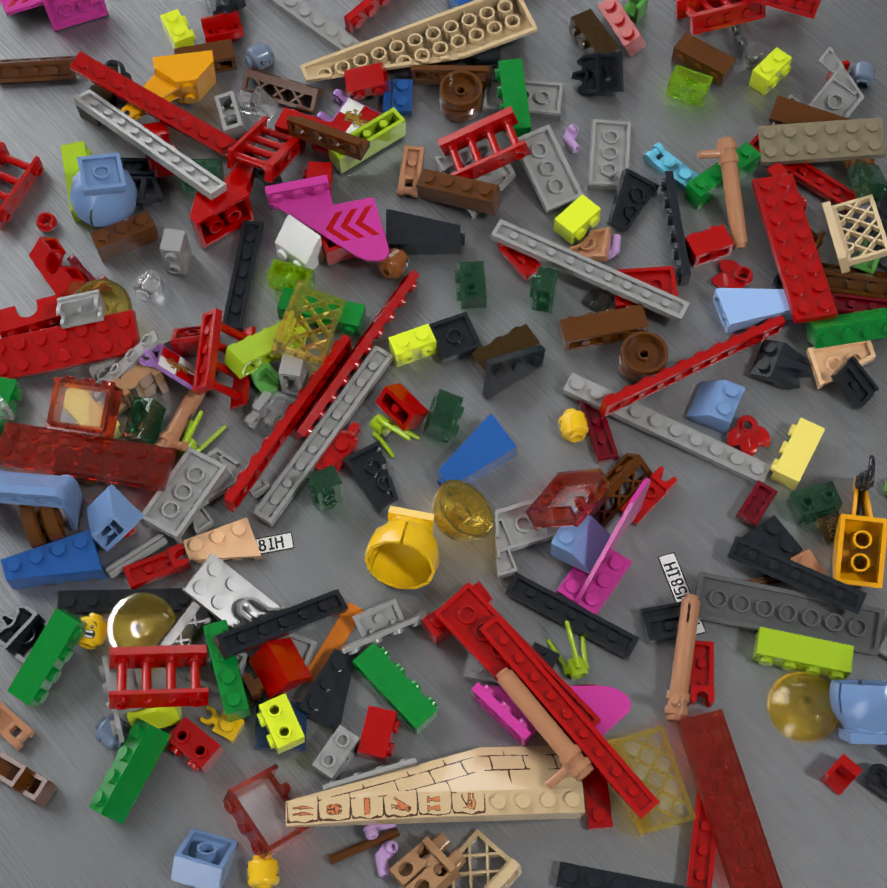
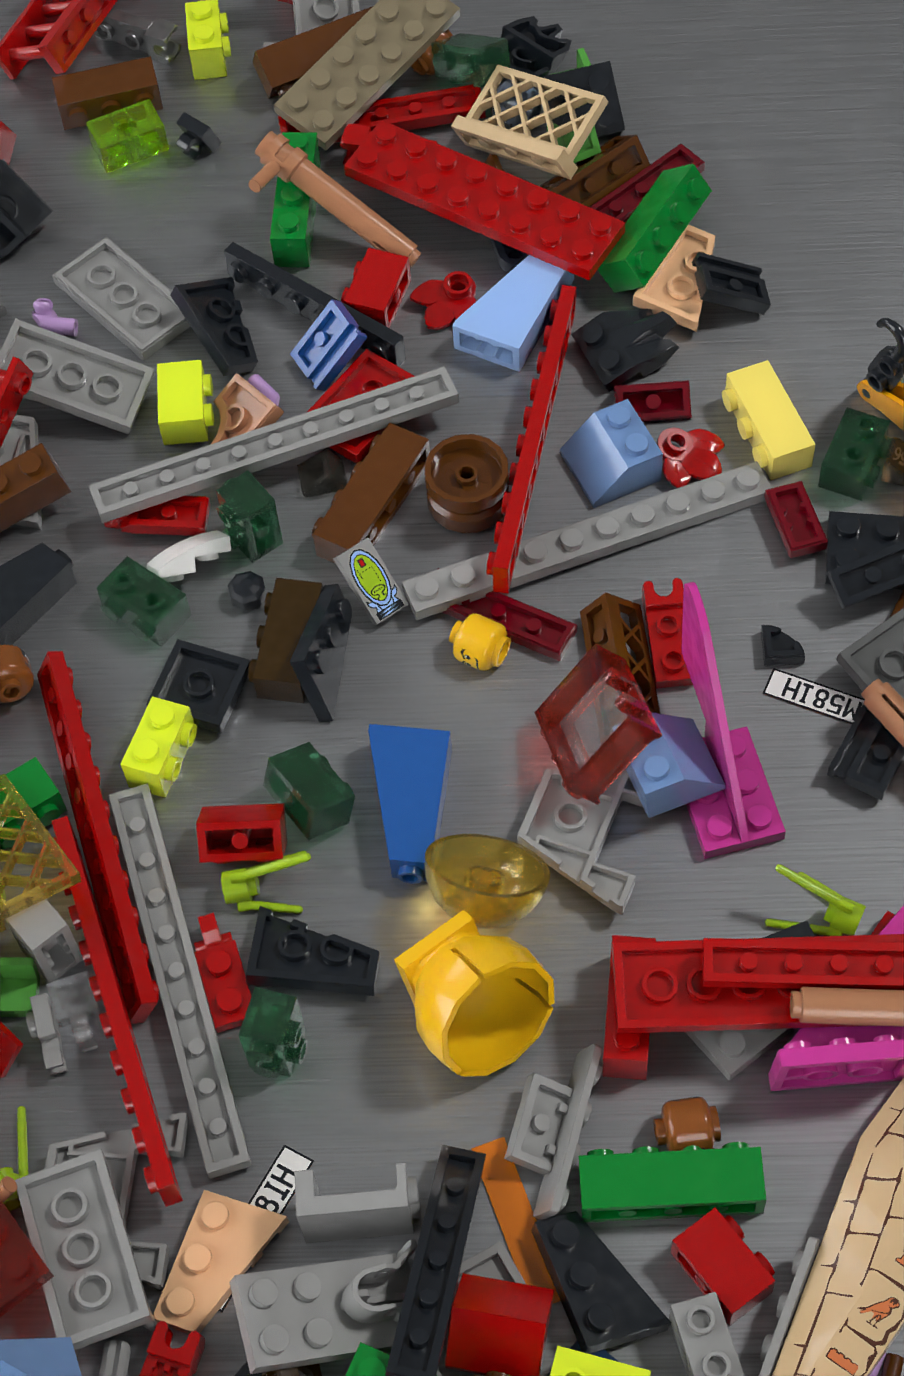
camera: 45 degrees left, 5 degrees down
(268, 561) = (358, 1213): none -> light grey panel
(426, 675) = (687, 1124): none -> dark orange head
(500, 280) = (180, 557): none -> white slope
(514, 318) = (247, 591): none -> black tile
(560, 360) = (370, 581): none -> tile
(580, 619) = (755, 862): black plate -> none
(658, 249) = (328, 345): none -> blue plate
(668, 162) = (212, 243): medium azure plate -> none
(685, 546) = (780, 648): none -> black tile
(715, 111) = (196, 136): none -> black tile
(762, 400) = (657, 400): none -> dark red slope

